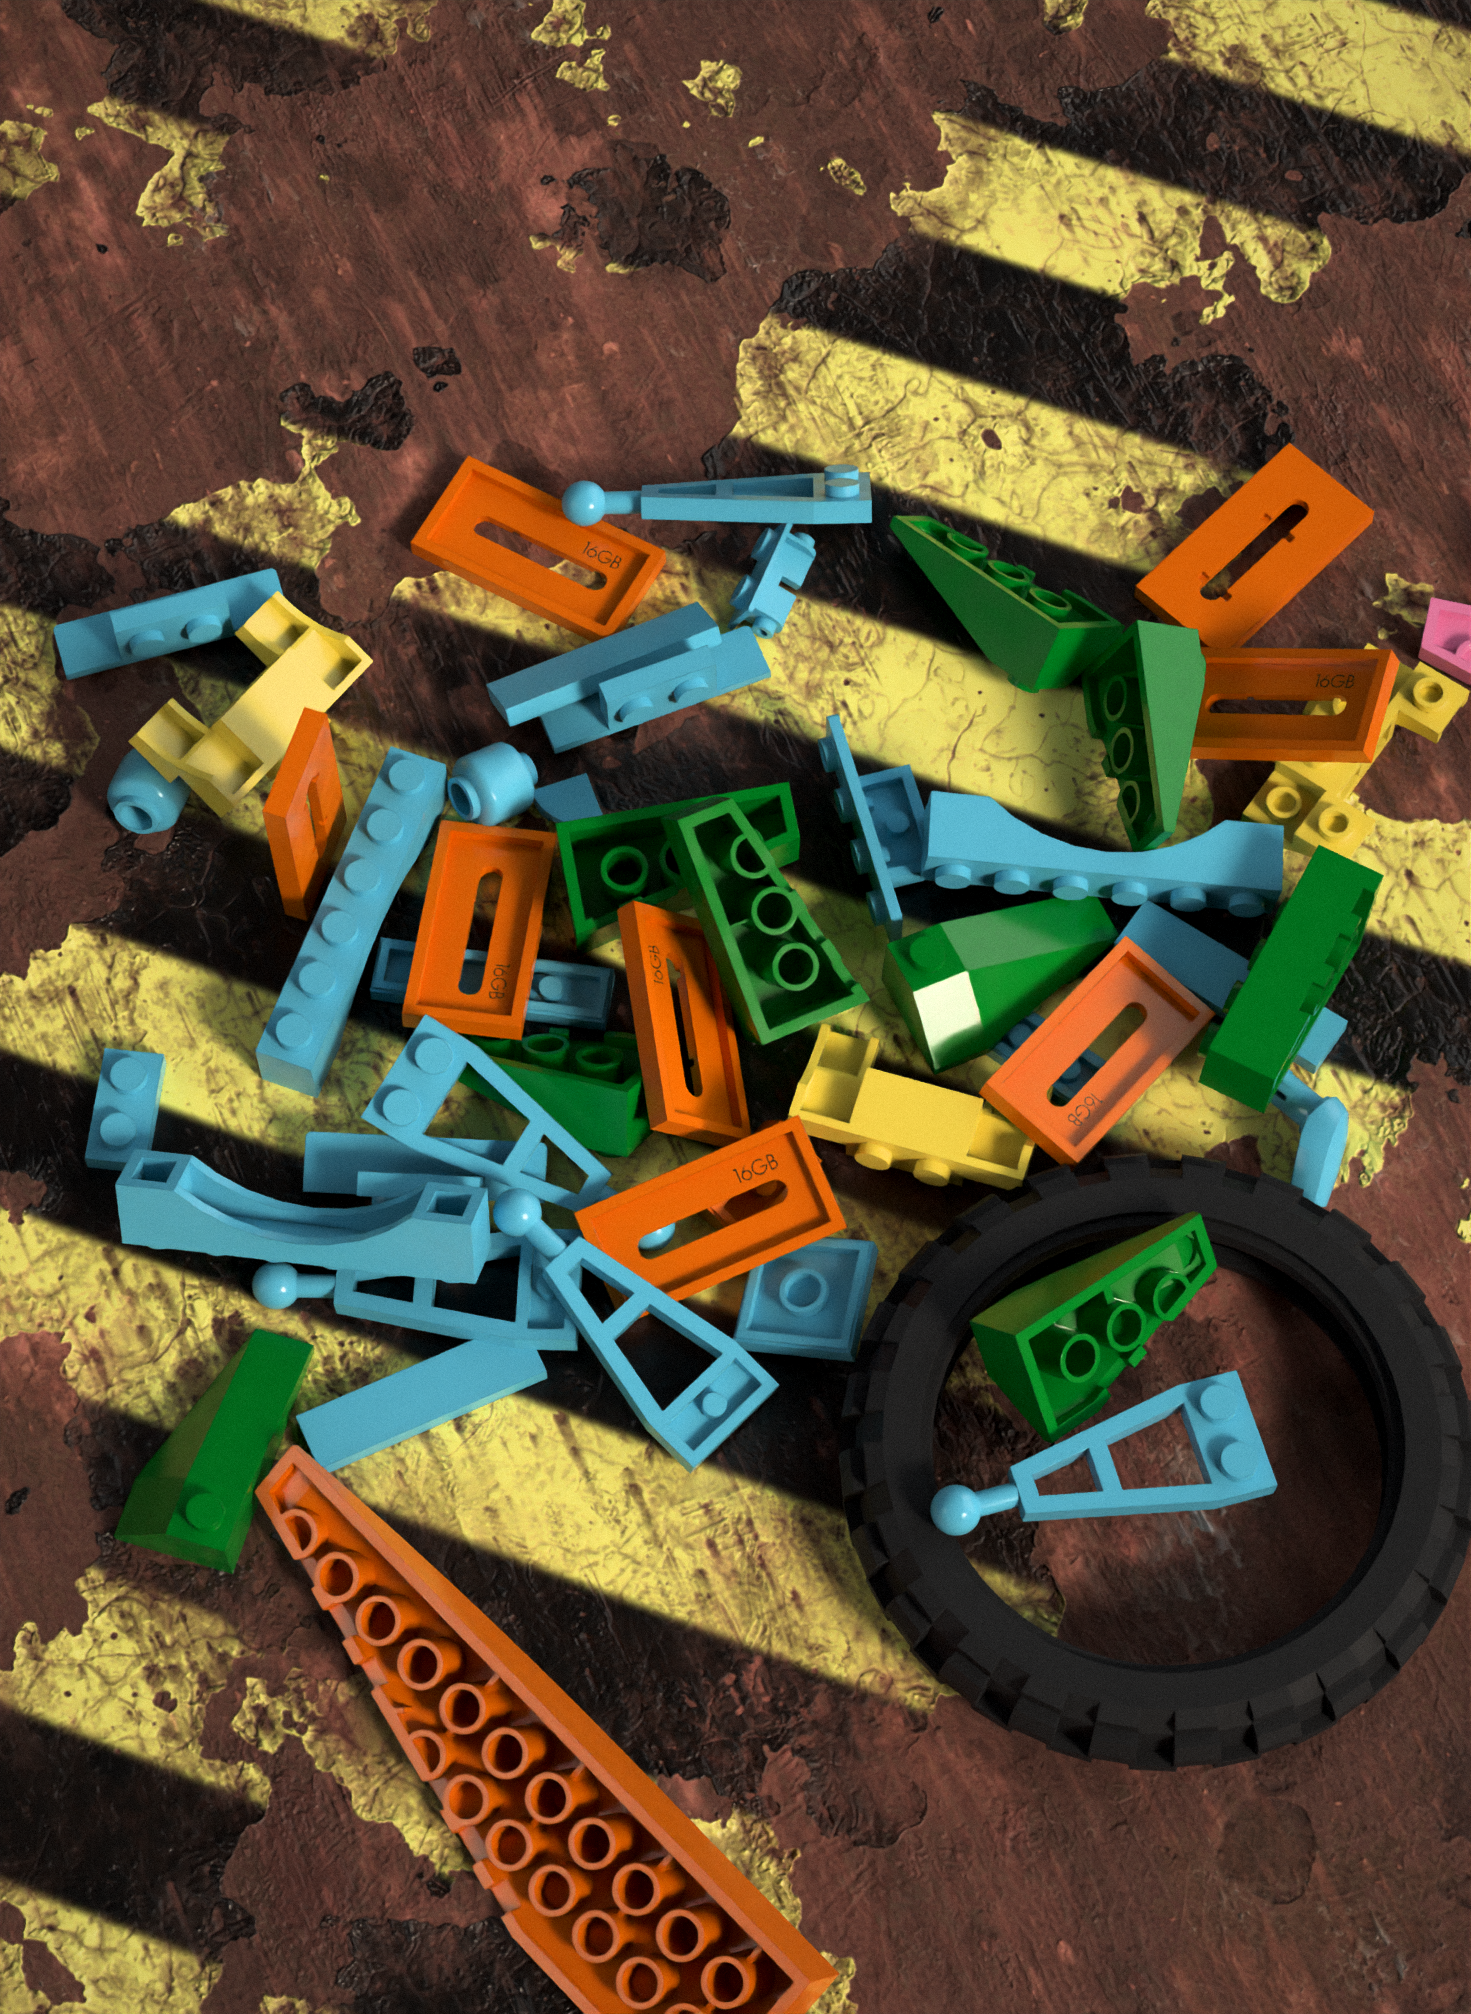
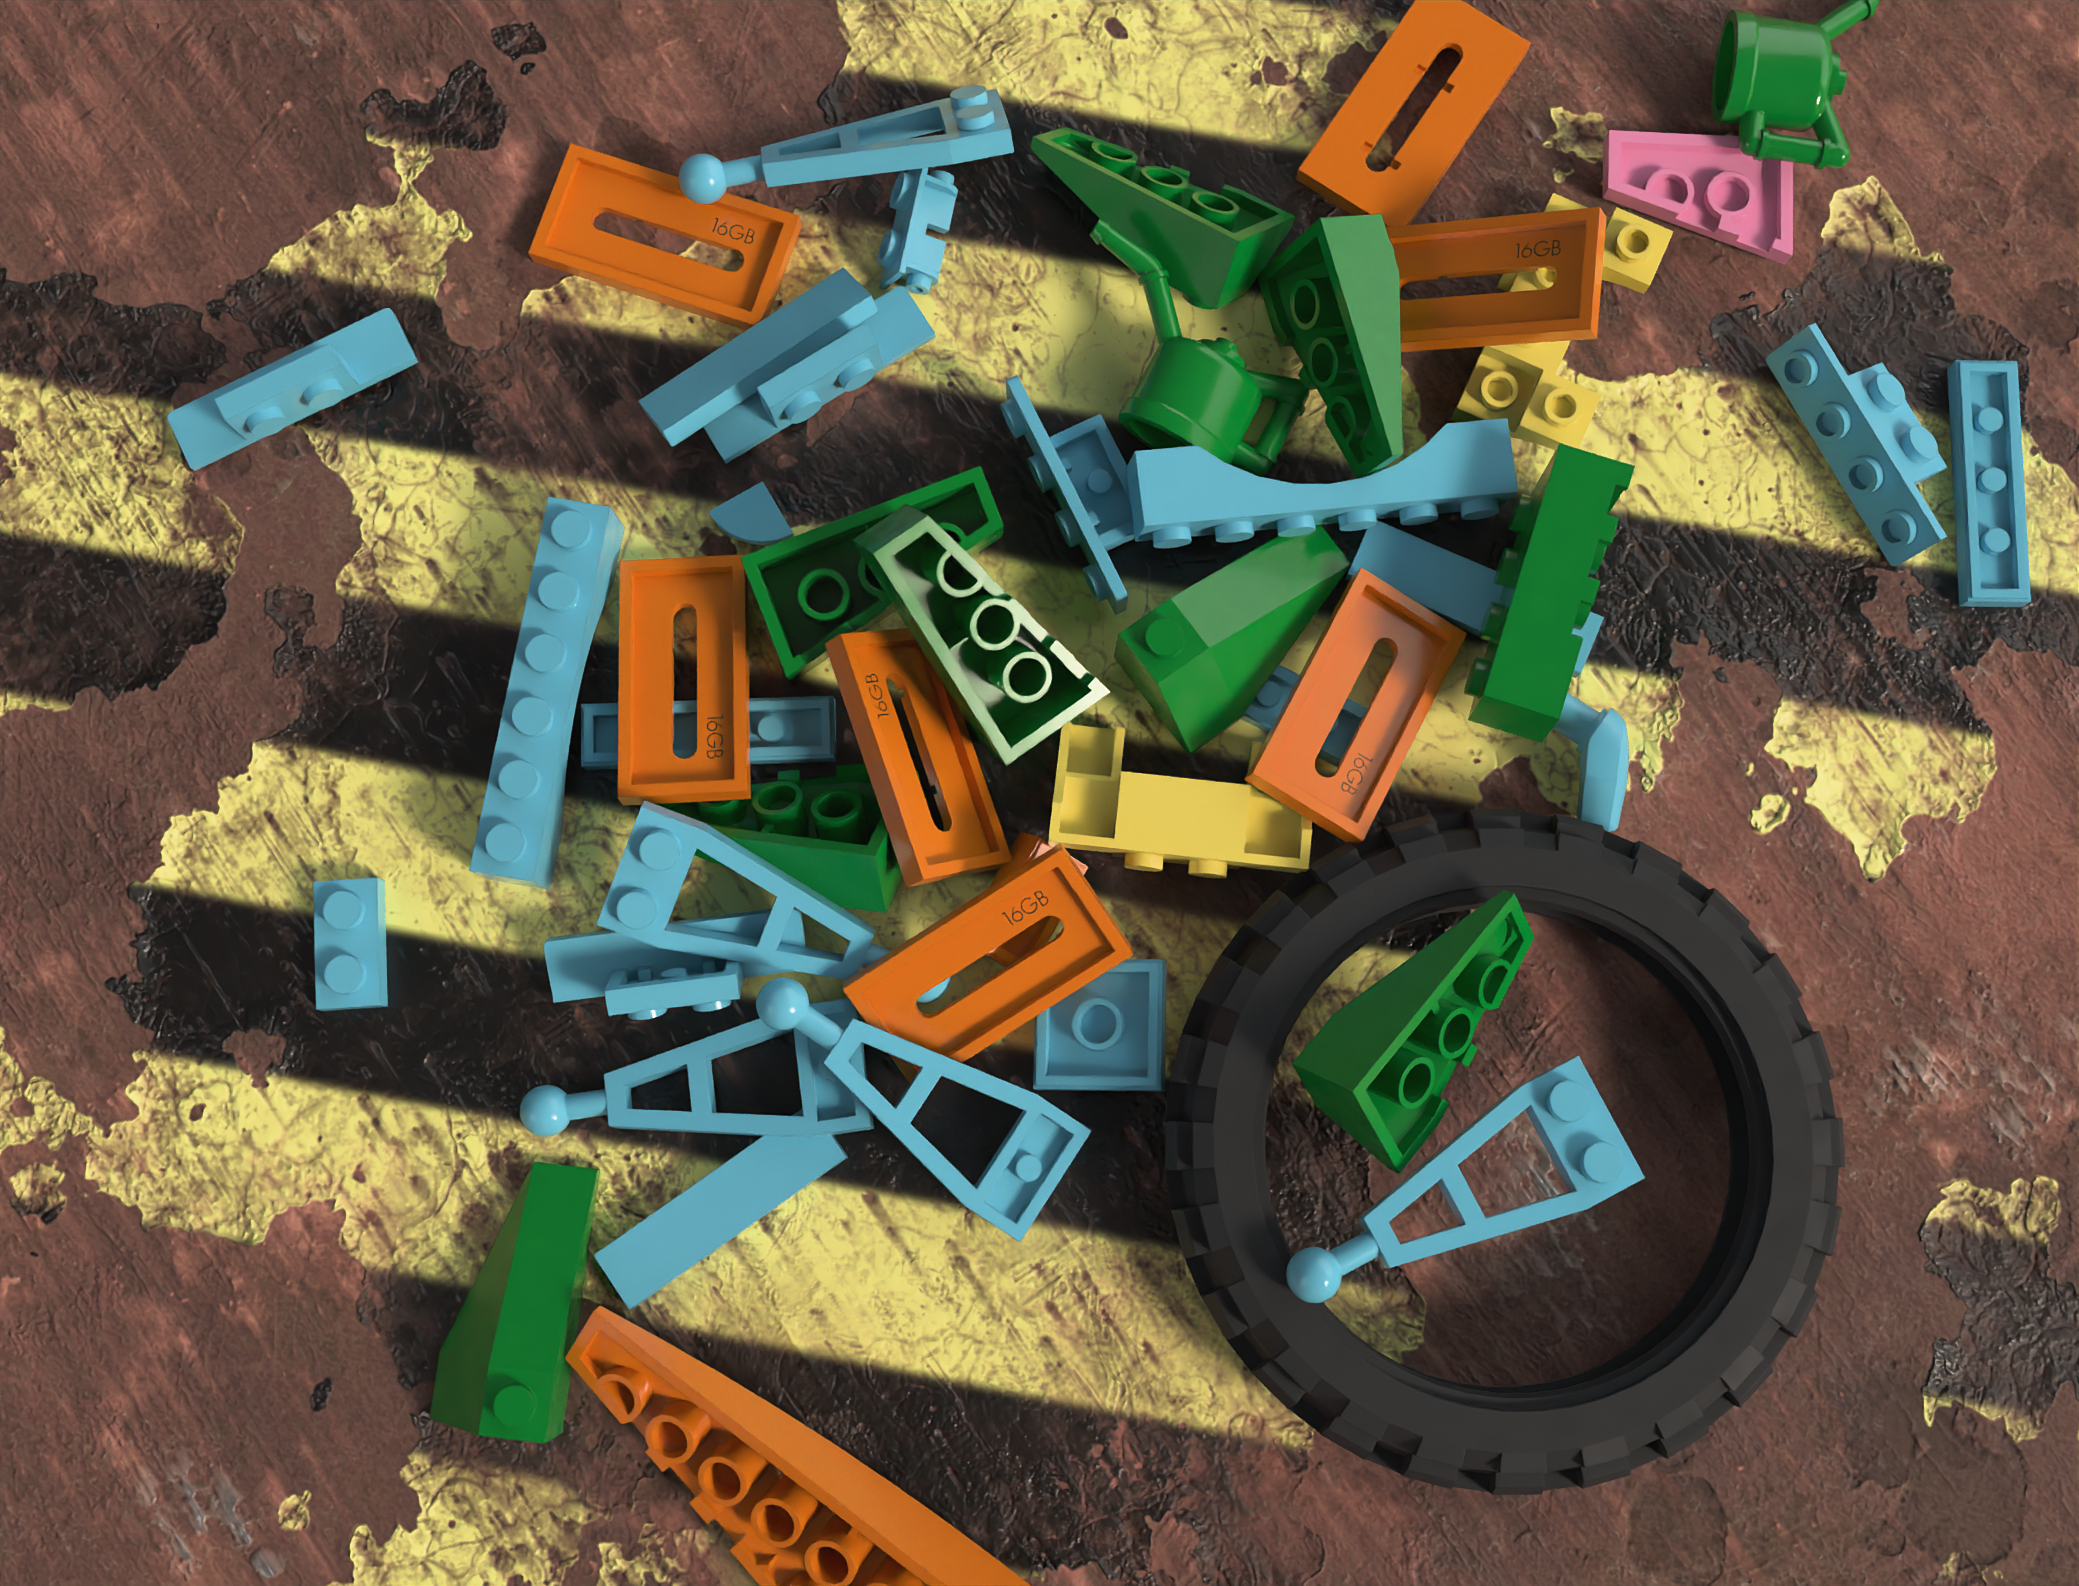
camera: 10 degrees left, 15 degrees up
(143, 797) = (303, 583): medium azure head -> none
(187, 1206) = (443, 1054): medium azure arch -> none
(250, 738) = (404, 498): light yellow bracket -> none
(298, 852) = (445, 627): orange piece -> none
(492, 784) = (666, 513): medium azure head -> none
(1007, 752) = (1201, 387): none -> green piece

